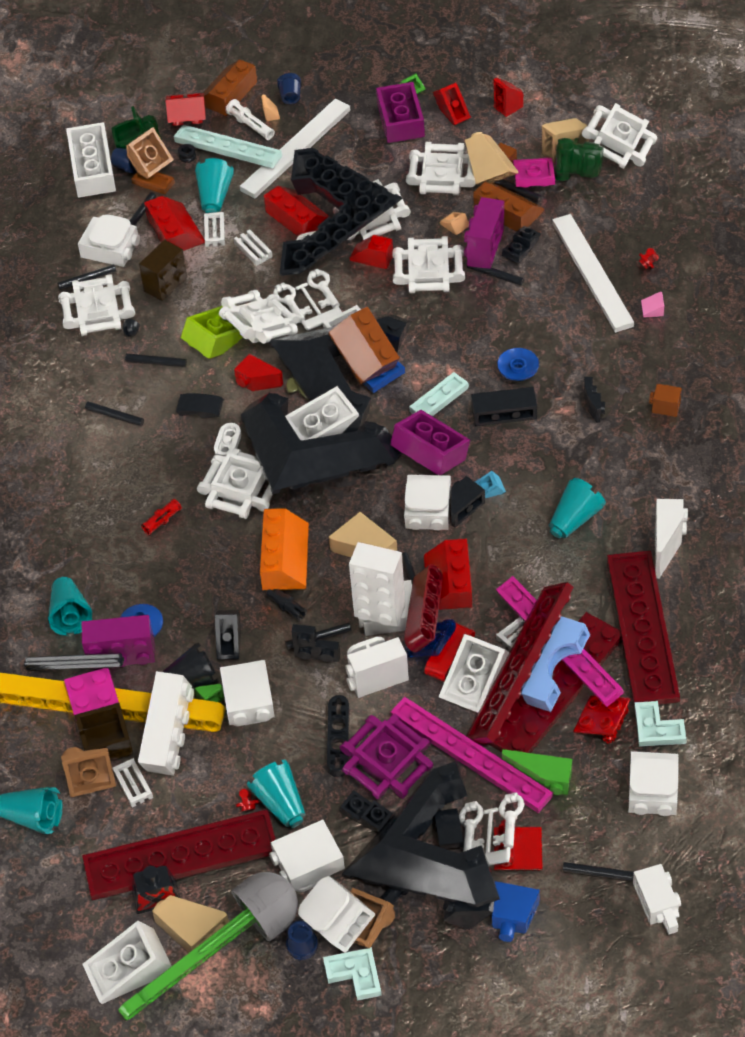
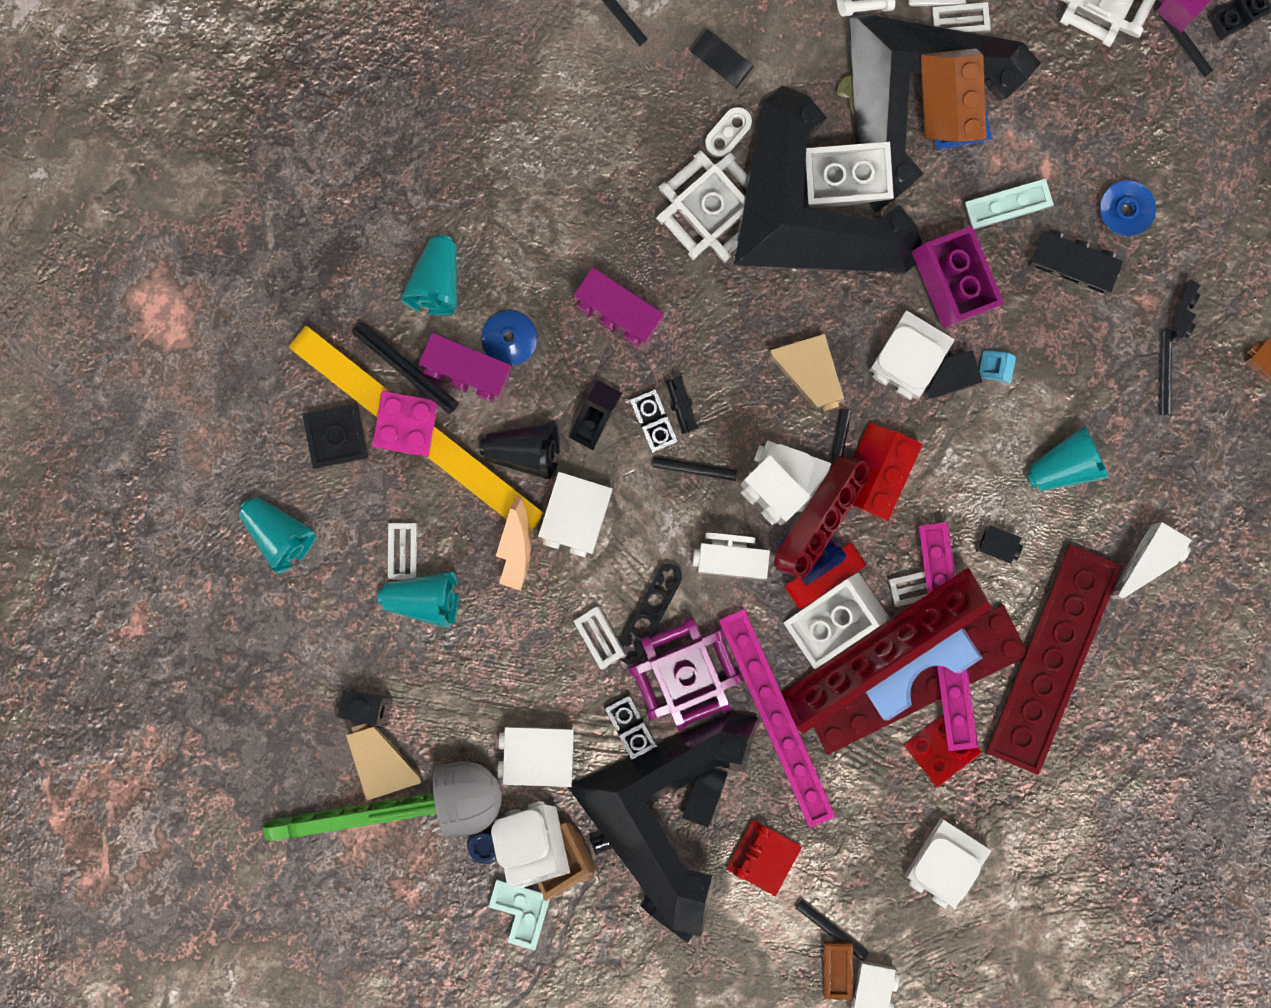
camera: 20 degrees right, 35 degrees up
(44, 732) = (335, 436): none -> black plate
(87, 770) = (356, 520): medium nougat slope -> none
(105, 729) = (397, 482): dark brown piece -> none
(127, 963) = (295, 775): white slope -> none
(151, 524) = (599, 202): red pin -> none
(162, 798) = (423, 598): none -> teal cone
(165, 723) = (464, 519): white brick -> none
(183, 852) = (410, 673): dark red plate -> none
(208, 560) = (617, 309): none -> magenta brick
(210, 693) = (534, 489): bright green slope -> none
(214, 729) = (515, 546): none -> light nougat slope
(247, 803) = (510, 647): red plate -> none
(257, 374) = (811, 49): red slope -> none
(270, 621) = (653, 420): none -> slope
(278, 792) = (547, 661): teal cone -> none
(283, 550) = (713, 337): orange slope -> none
(308, 647) = (671, 485): black plate -> none
(329, 763) = (612, 658): none -> white tile
(507, 839) = (722, 862): white piece -> none
(514, 909) = (721, 932): blue torso -> none
(547, 770) = (842, 787): bright green slope -> none
(559, 573) = (1000, 545): none -> black brick
(605, 439) = (1166, 373): none -> black bar
(620, 893) = (838, 970): none -> dark orange tile
(656, 732) = (985, 794): light aqua plate -> none

